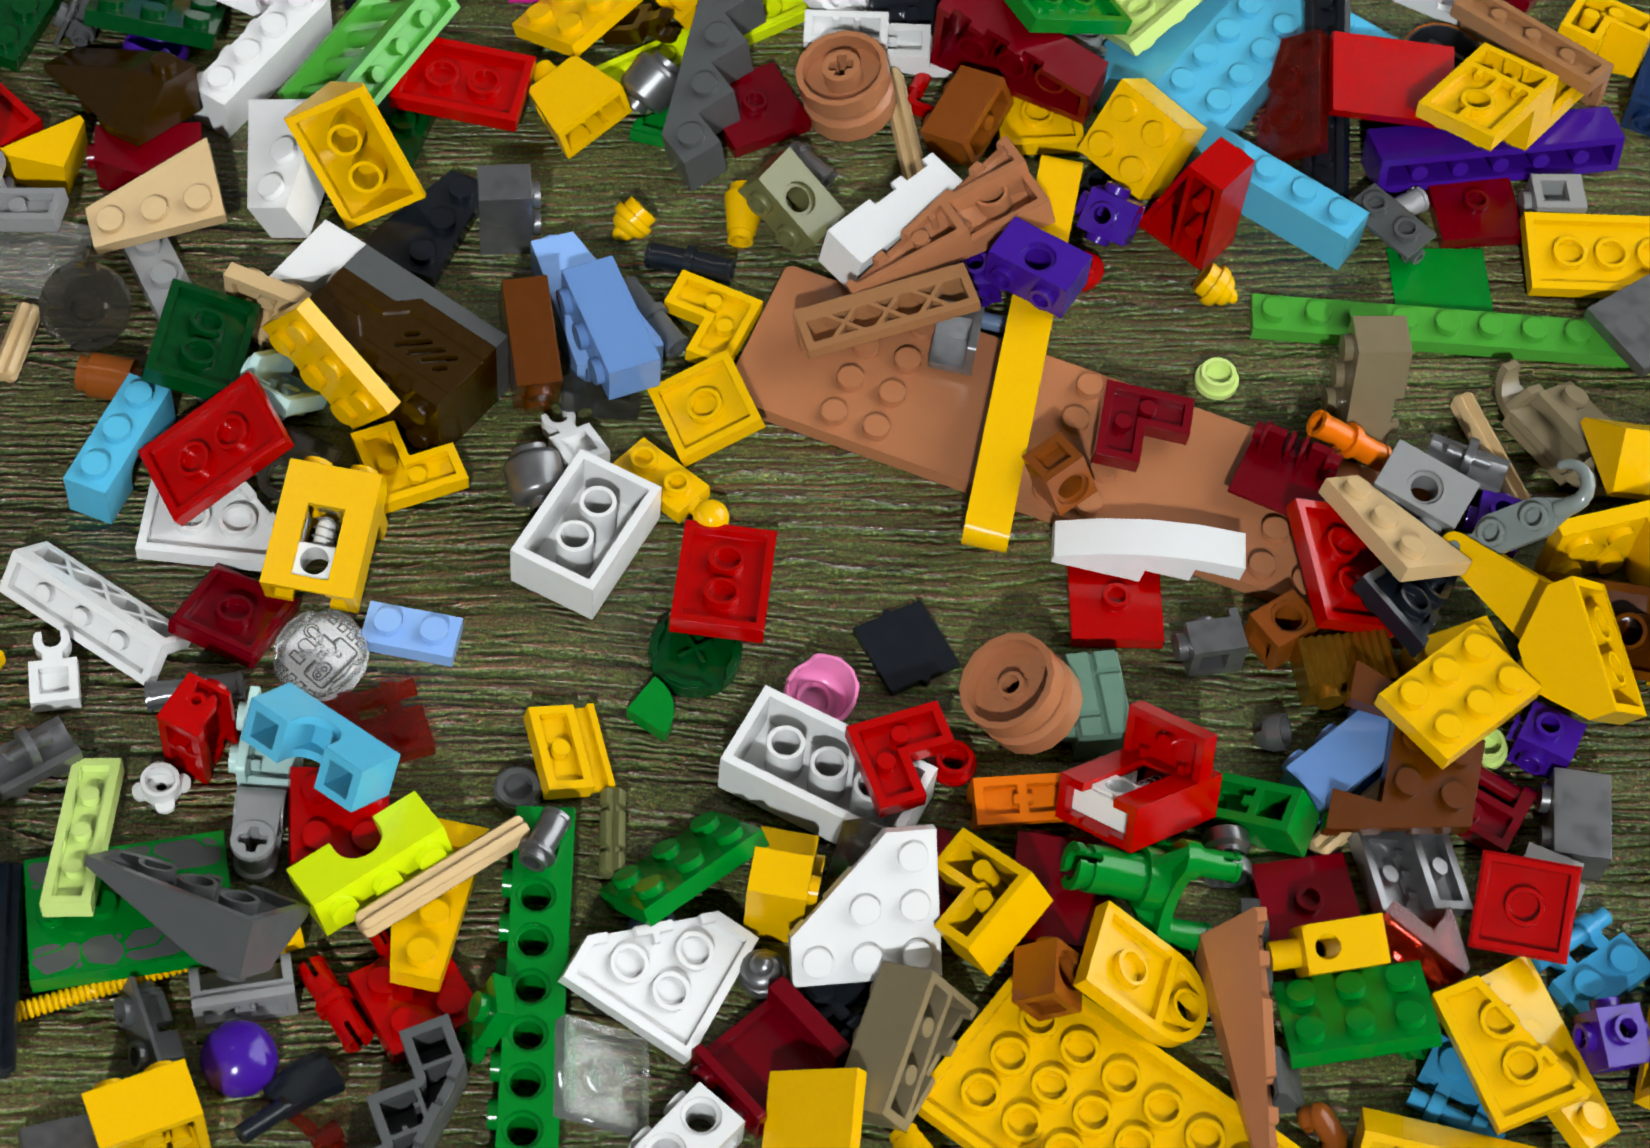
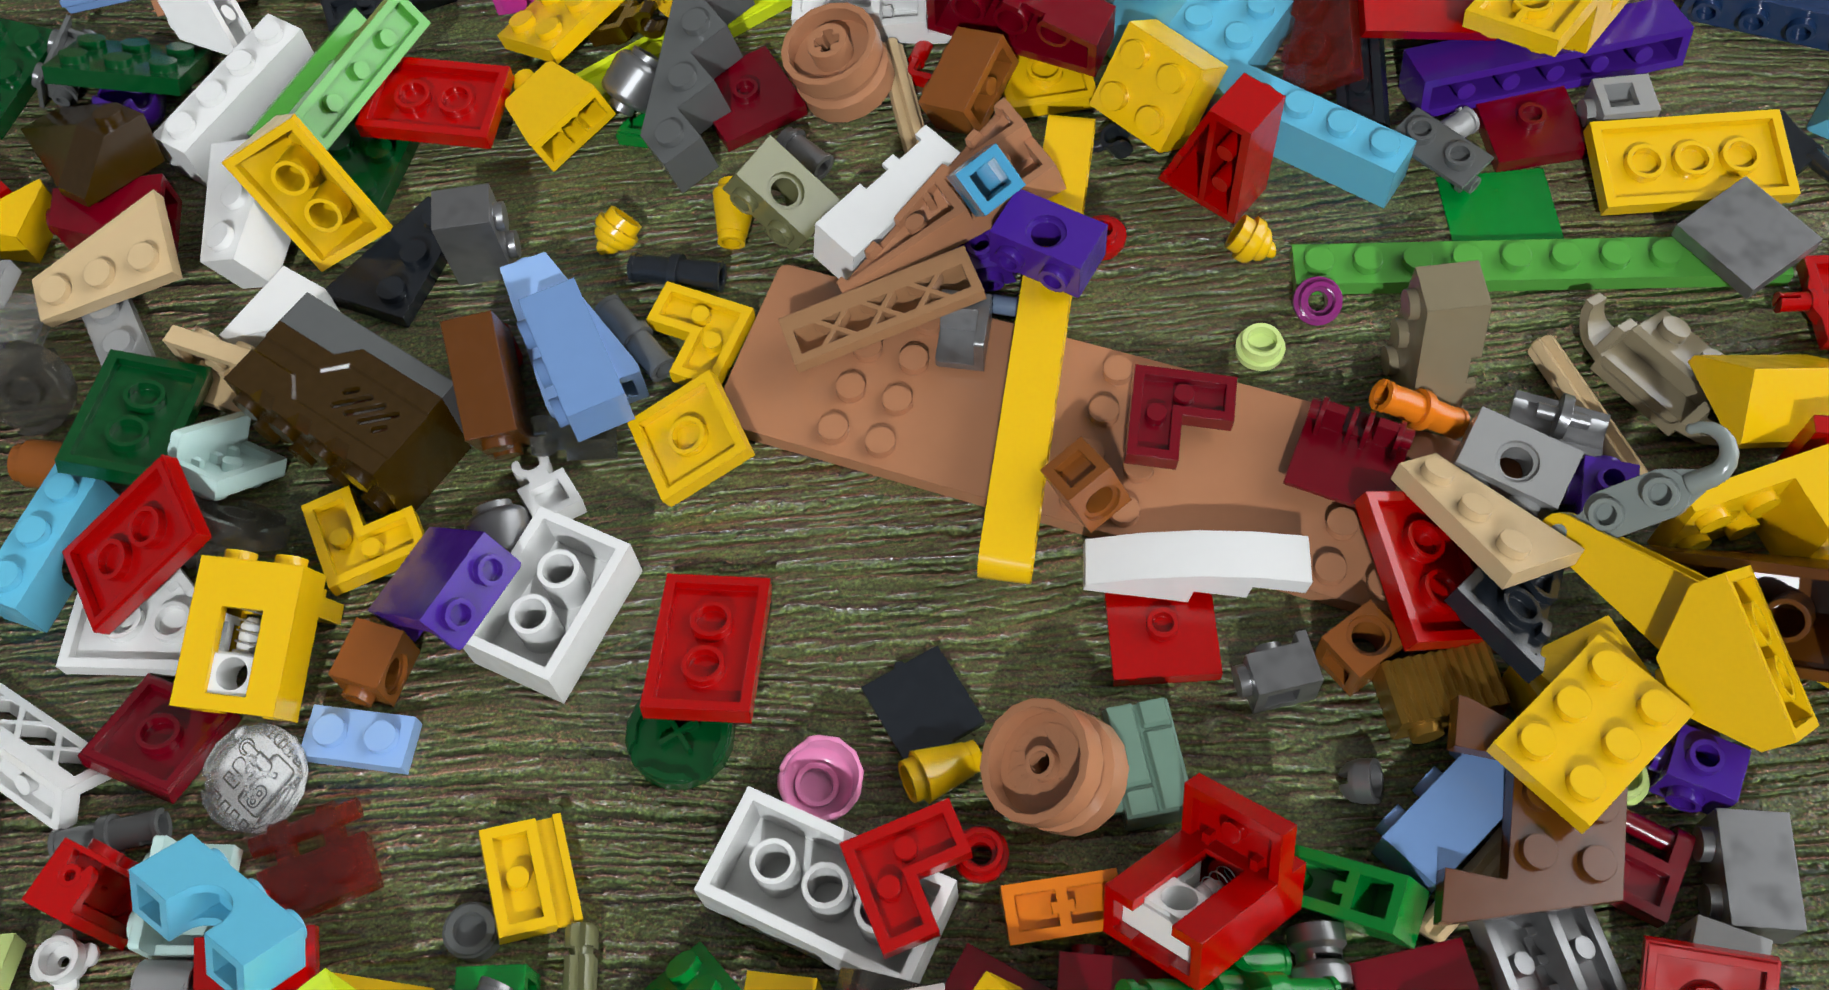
camera: 10 degrees right, 5 degrees up
(330, 364) = (261, 434): yellow plate -> none
(425, 570) = (374, 663): none -> dark orange brick
(497, 503) = (446, 585): none -> panel
(653, 709) = (631, 812): green tile -> none
(681, 489) = (653, 532): yellow plate -> none
(918, 690) = (938, 769): none -> yellow cone
(988, 206) = (986, 180): none -> dark azure brick
(1124, 211) = (1143, 168): dark purple brick -> none
(1283, 340) = (1332, 300): none -> magenta plate

